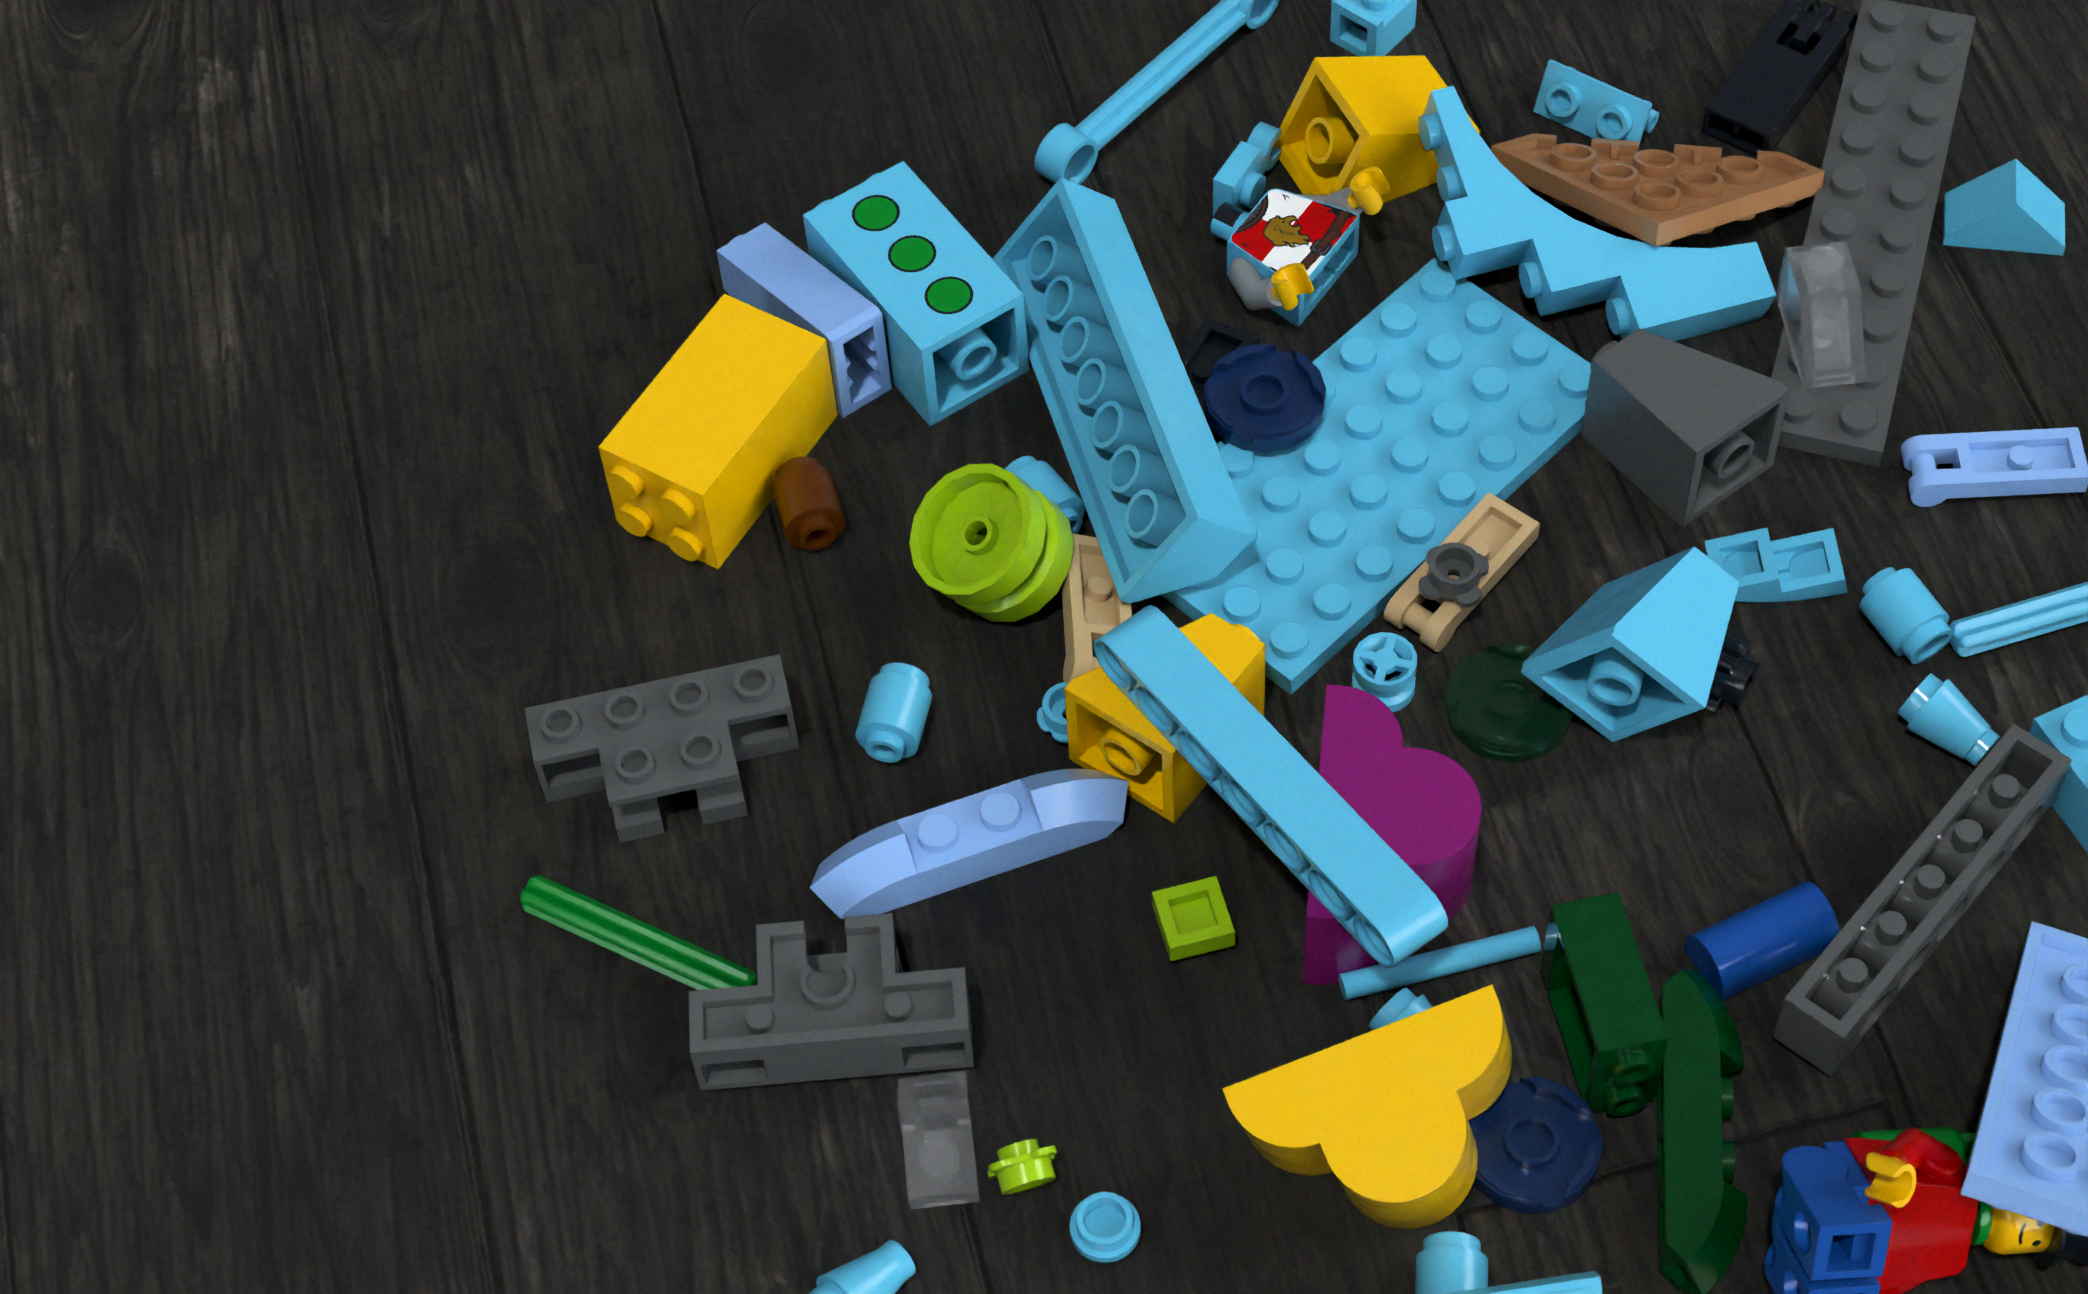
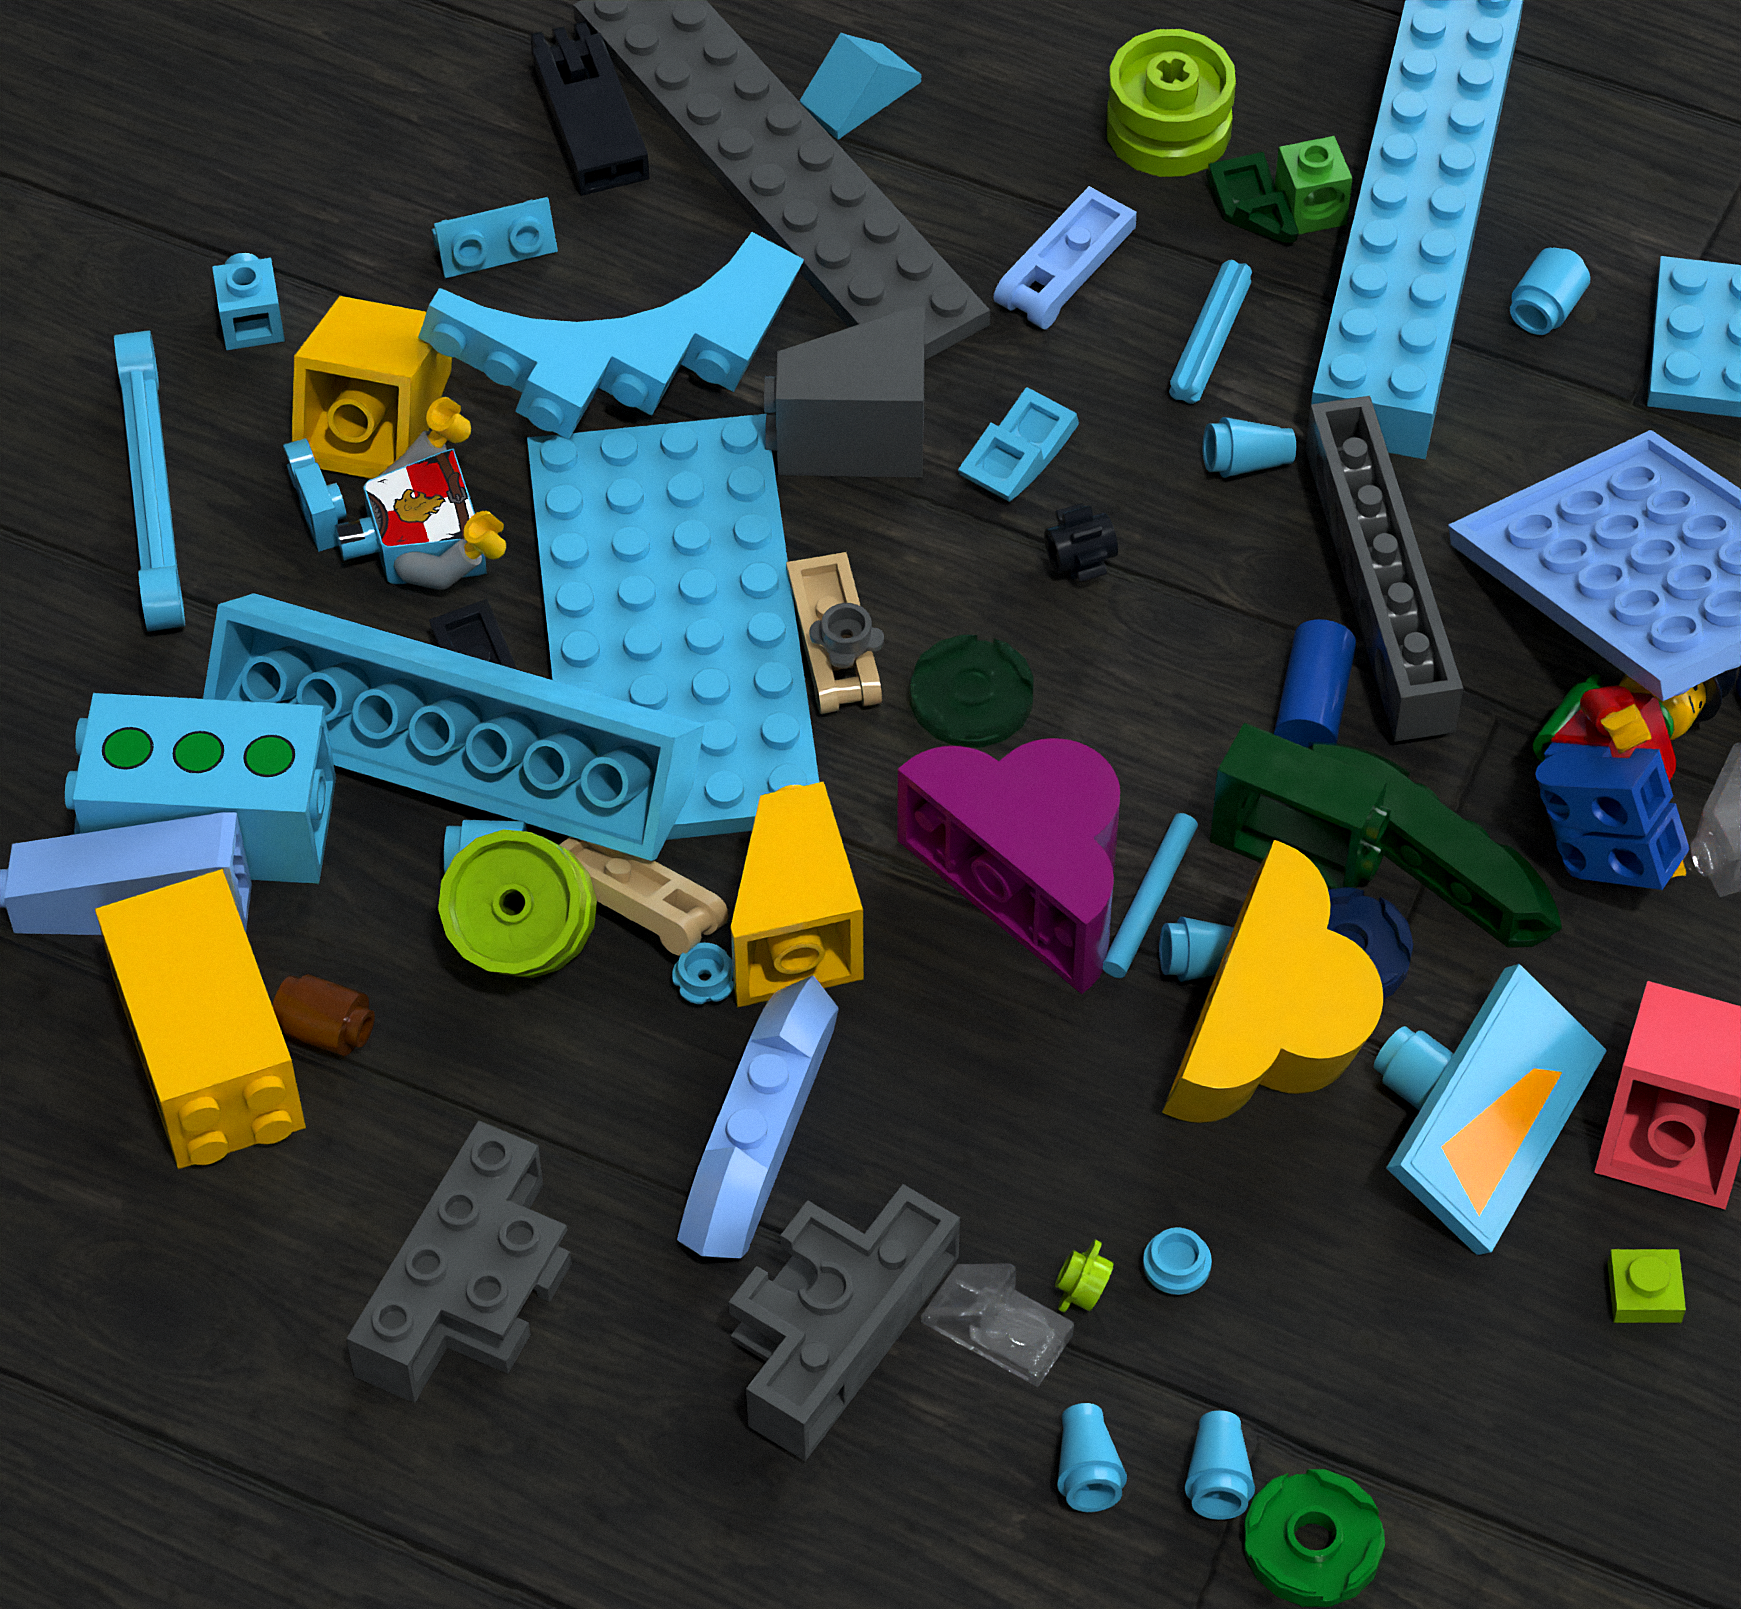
camera: 55 degrees left, 0 degrees up
(631, 937) = (624, 1416): green axle -> none
(894, 712) = (592, 1089): medium azure brick -> none
(1193, 918) = (971, 1019): lime plate -> none
(1264, 398) = (557, 632): dark blue tile -> none
(1271, 787) = (959, 860): medium azure beam -> none
(1384, 655) = (882, 731): medium azure wheel -> none
(1640, 646) = (1030, 564): medium azure slope -> none
(1656, 191) = (627, 252): medium nougat plate -> none
(1822, 314) = (854, 245): clear slope -> none
(1906, 614) = (1138, 402): medium azure brick -> none

